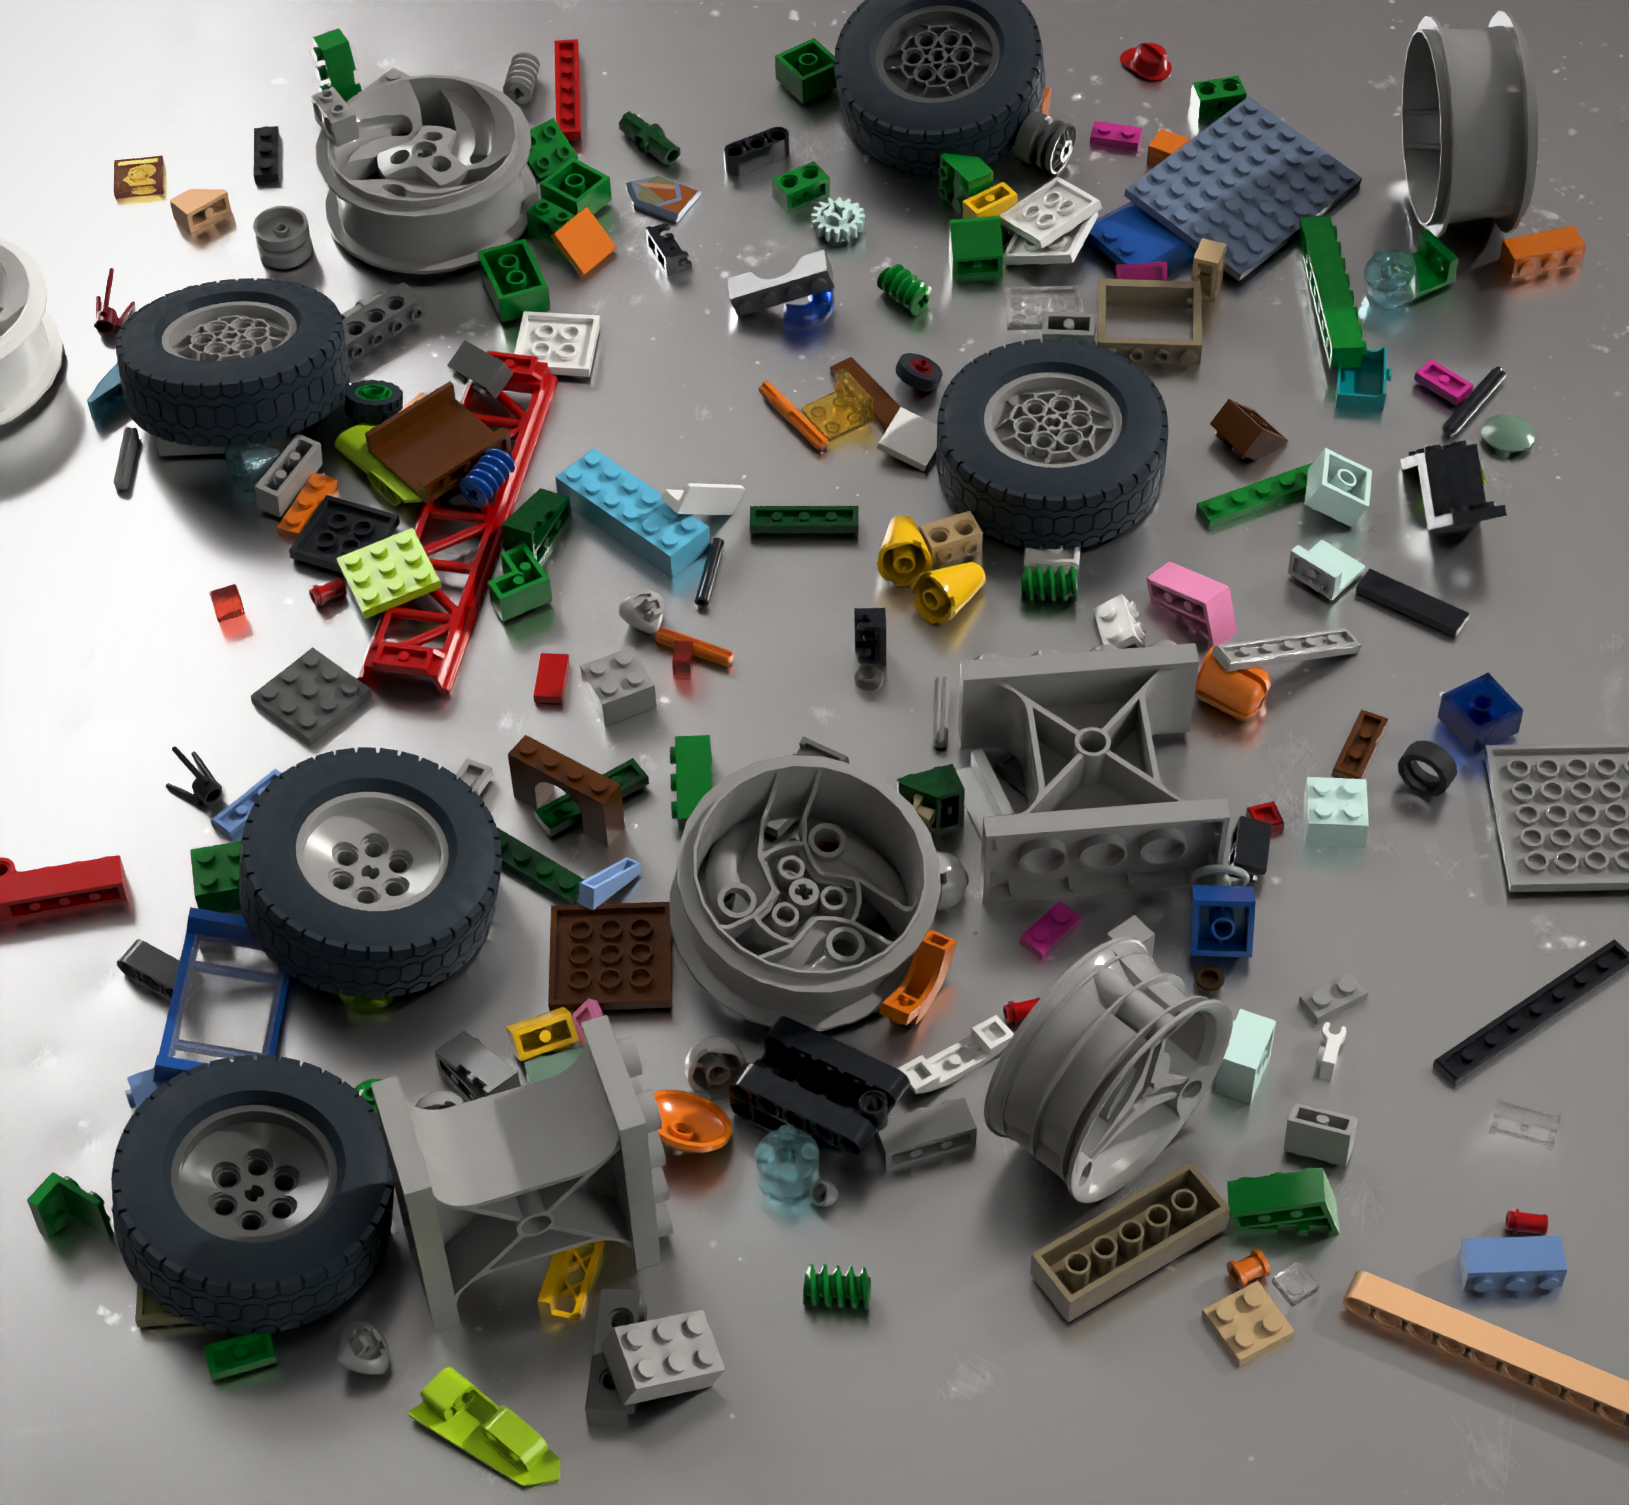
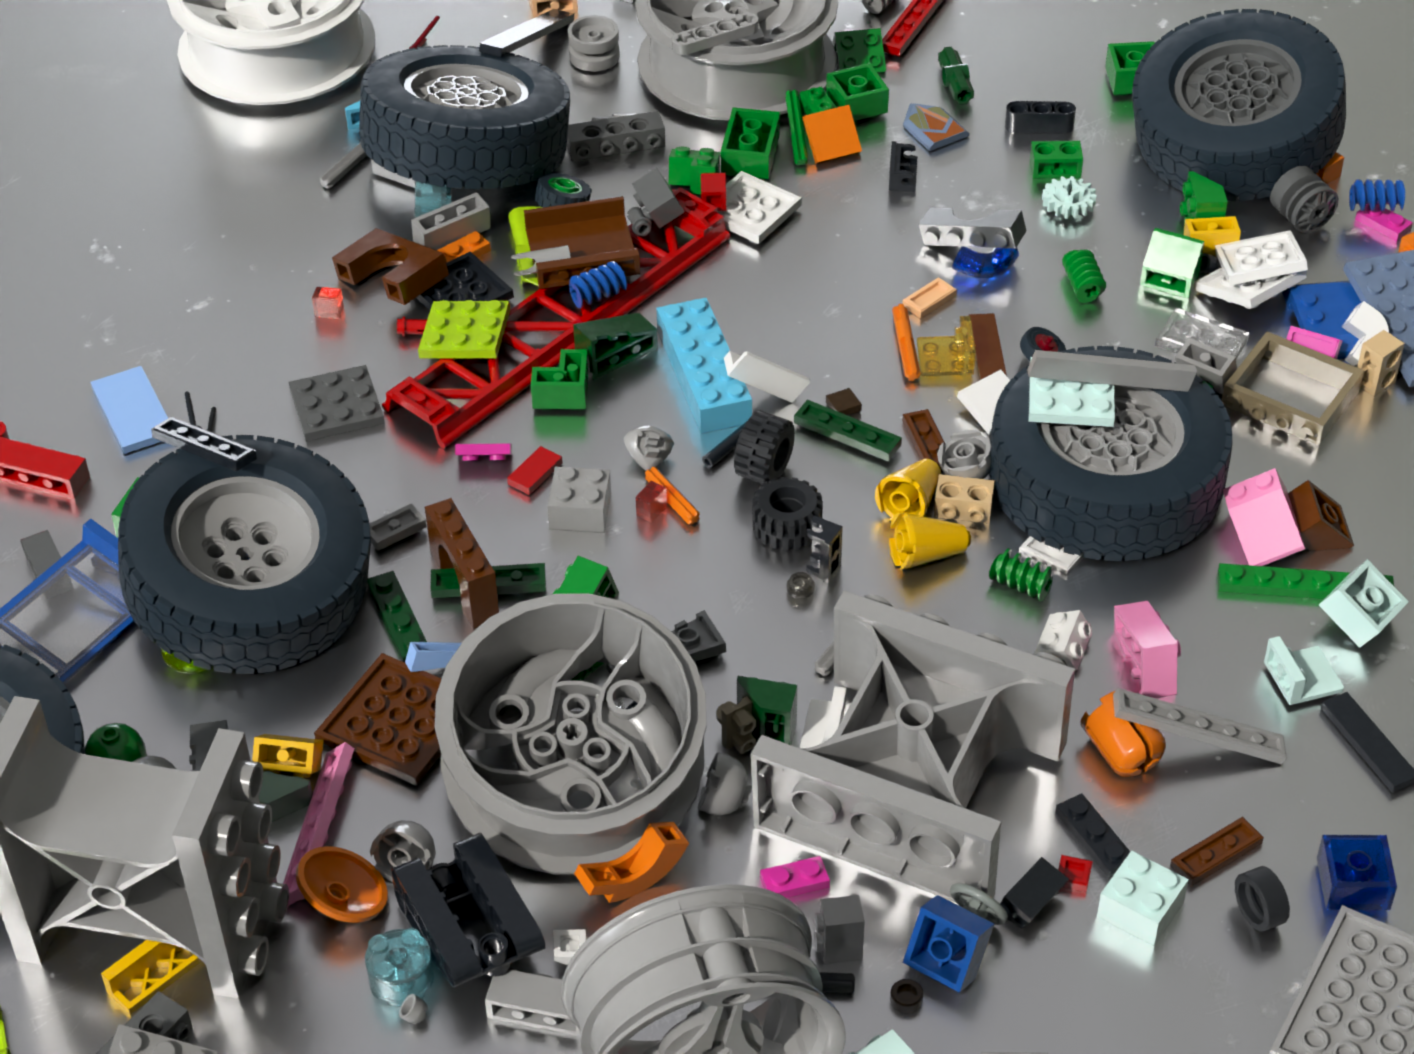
camera: 30 degrees right, 5 degrees down
(114, 789) = (130, 407): none -> light blue tile
(220, 252) = (526, 32): none -> tile
(237, 529) = (417, 268): none -> reddish brown arch
(278, 785) = (204, 444): none -> black tile
(415, 472) = (542, 255): none -> light grey piece
(417, 203) = (692, 41): none -> light grey beam
(480, 402) = (640, 224): none -> dark grey pin
(483, 325) = (688, 165): none -> green brick
(504, 676) = (472, 451): none -> dark pink plate
(521, 339) = (714, 189): none -> red panel
(542, 247) = (796, 127): none -> green axle
(754, 567) = (764, 447): none -> black tyre
(780, 494) = (844, 402): none -> dark brown tile
(782, 365) = (929, 298): none -> light nougat tile
(818, 633) = (785, 511): none -> black tyre
(876, 497) = (923, 434): none -> reddish brown tile
(931, 497) = (966, 455): none -> light grey cylinder
(1002, 402) = (1071, 402): none -> light aqua plate
(1032, 369) = (1111, 370): none -> light grey tile
(1105, 113) = (1377, 194): none -> blue piece
(1183, 242) = (1364, 324): none -> white brick
(1211, 448) = (1264, 518): none -> bright pink slope
(1259, 779) = (1093, 833): none -> black plate

